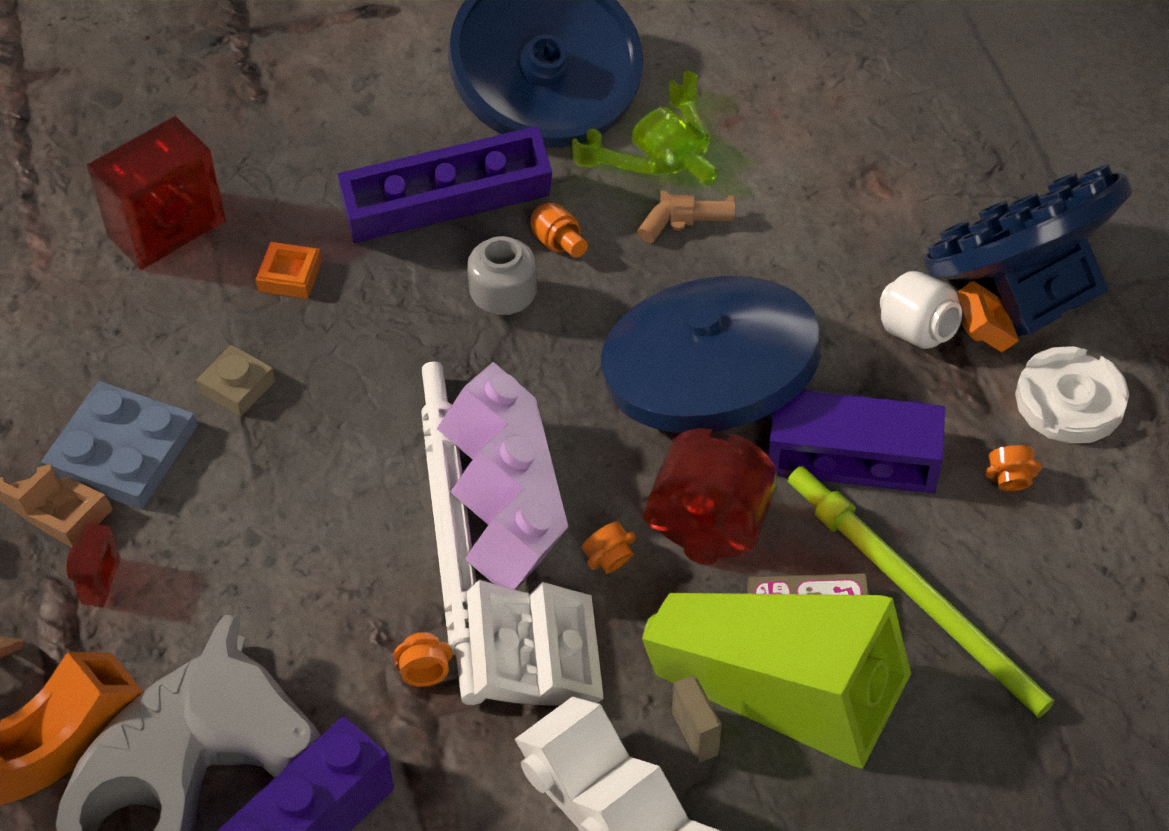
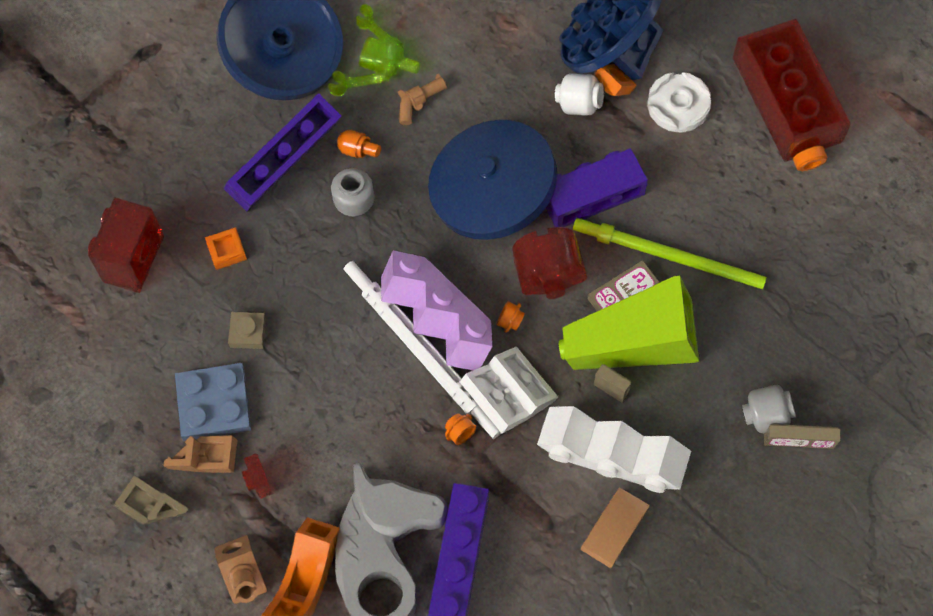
camera: 30 degrees left, 15 degrees up
(1013, 467) = (677, 161): orange plate -> none

